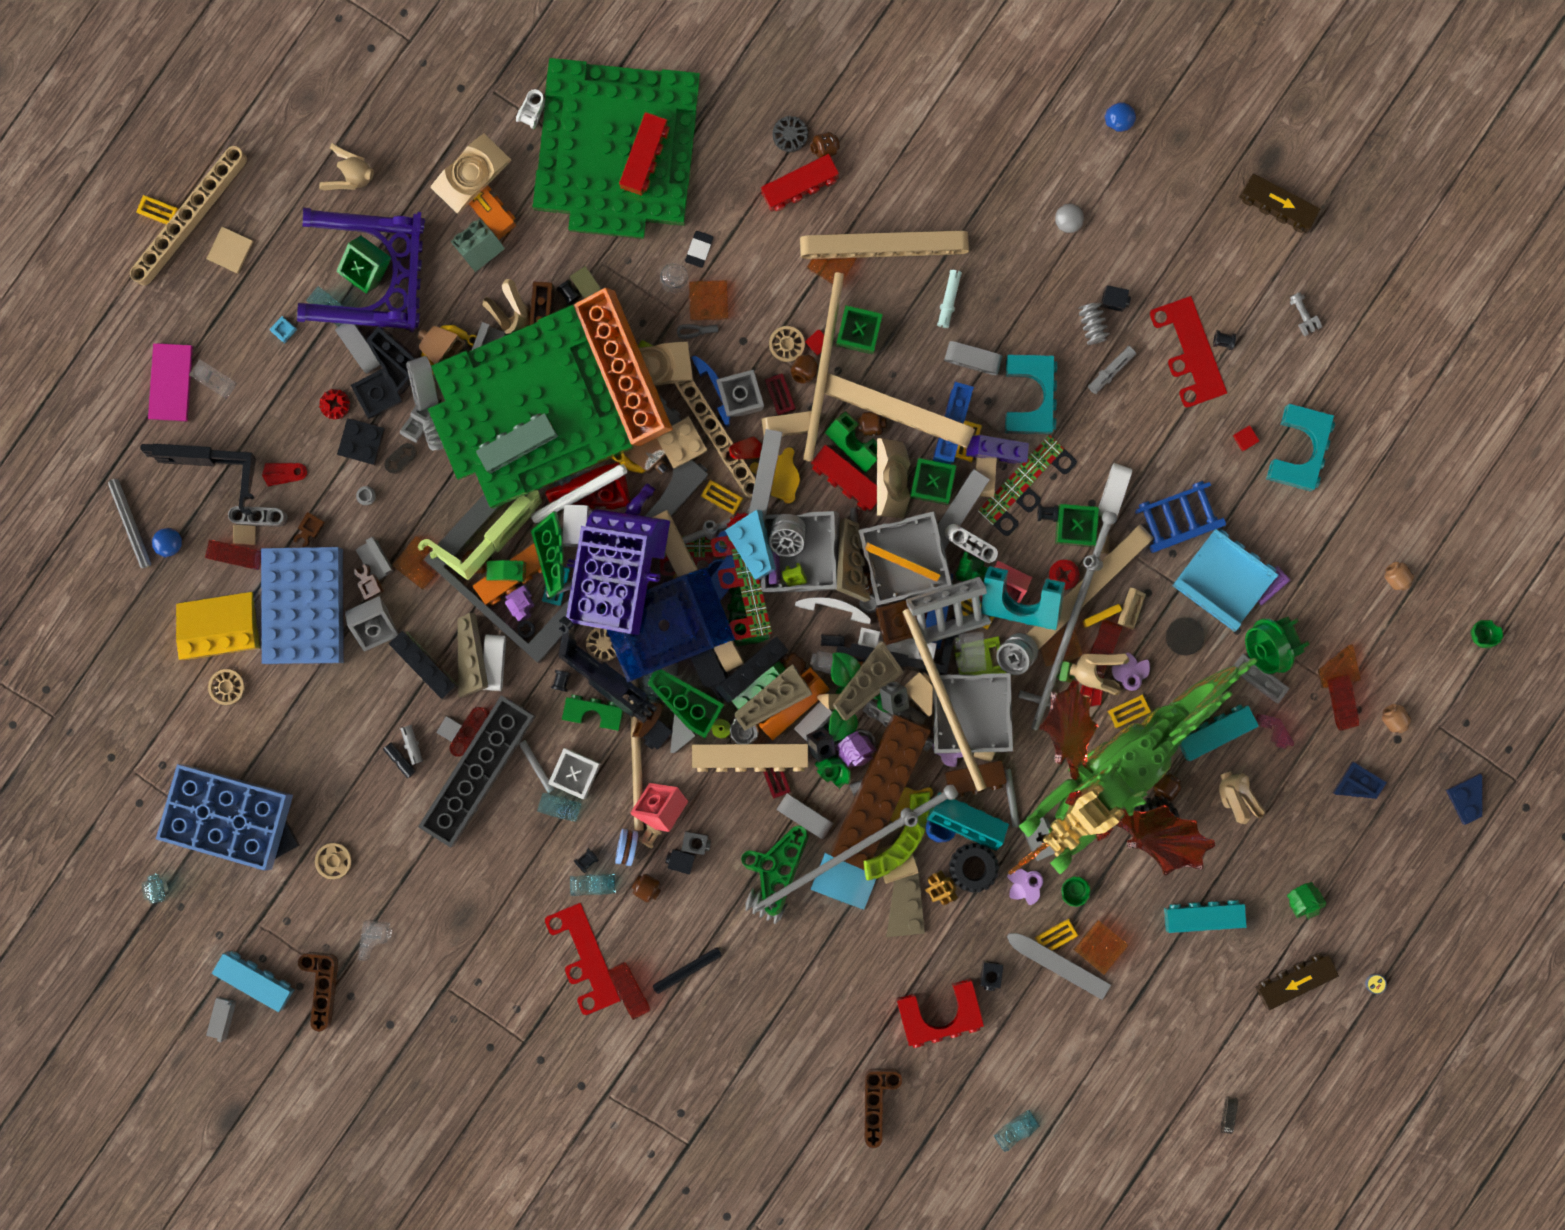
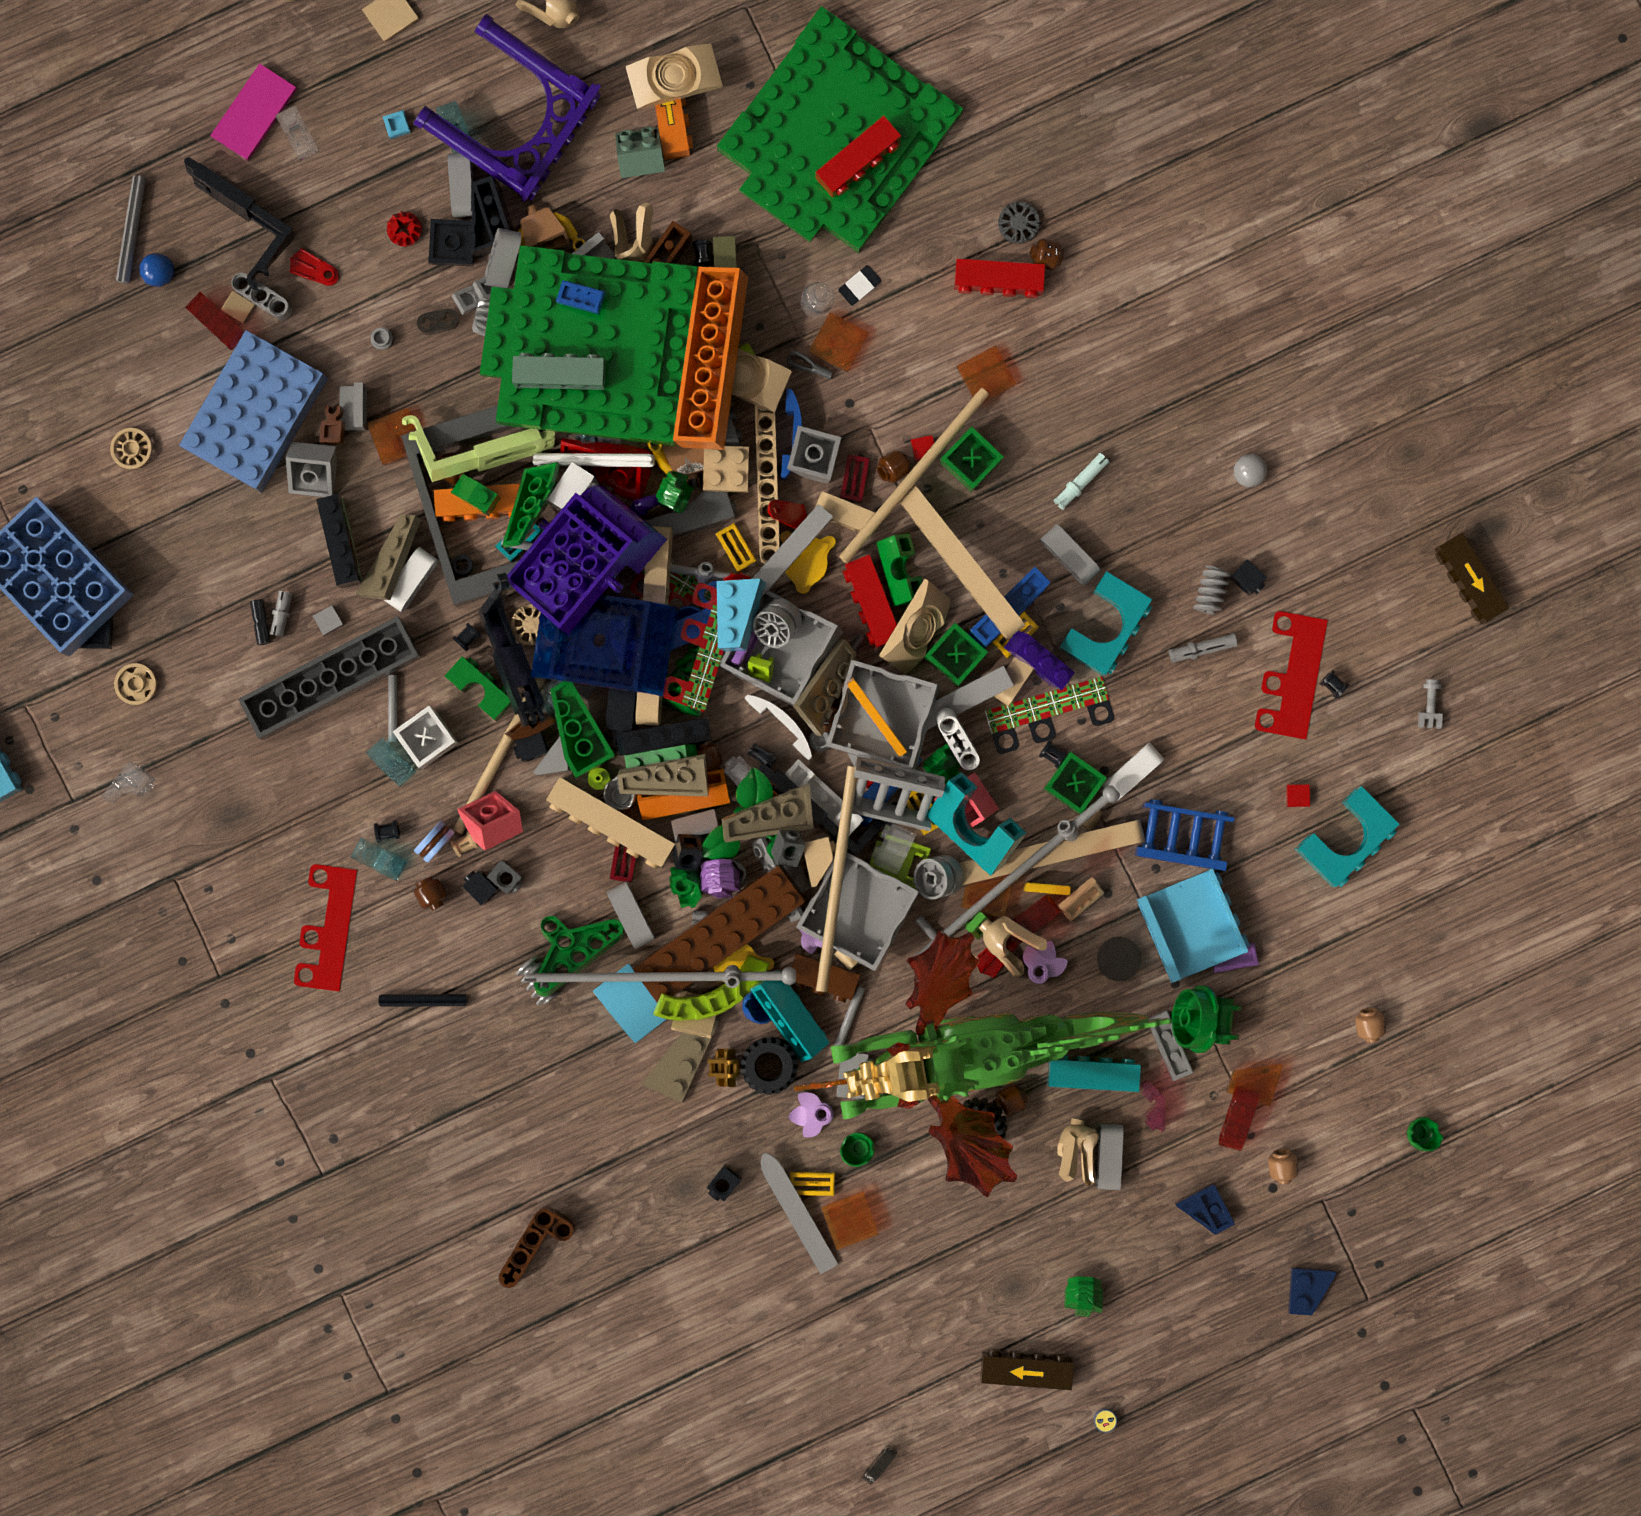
camera: 25 degrees right, 0 degrees up
(216, 626) = (156, 382): yellow slope -> none
(310, 527) = (307, 337): reddish brown plate -> none
(319, 990) = (46, 805): reddish brown beam -> none
(361, 441) = (408, 281): black plate -> none
(363, 264) = (513, 105): green brick -> none
(461, 737) = (334, 634): clear red beam -> none
(500, 378) = (581, 297): none -> blue plate
(520, 603) = (471, 535): medium lavender hair -> none
(529, 112) = (772, 48): white piece -> none
(629, 990) = (353, 986): clear red beam -> none
(653, 482) = (675, 491): none -> green hair
(786, 343) = (891, 431): tan wheel -> none
(828, 700) = (721, 811): tan slope -> none
(871, 424) = (928, 561): reddish brown head -> none
(884, 244) = (1047, 388): tan beam -> none
(893, 622) = (832, 772): reddish brown plate -> none
(966, 1019) = (618, 1196): red arch -> none
(1015, 1130) = (657, 1353): clear light blue slope -> none
(1065, 565) = (1040, 817): red gear -> none
(1113, 717) = (1037, 1002): yellow tile -> none
(1120, 117) = (1362, 398): blue hair -> none
(1205, 917) = (972, 1252): teal brick -> none
(1265, 787) = (1109, 1157): none -> light grey beam

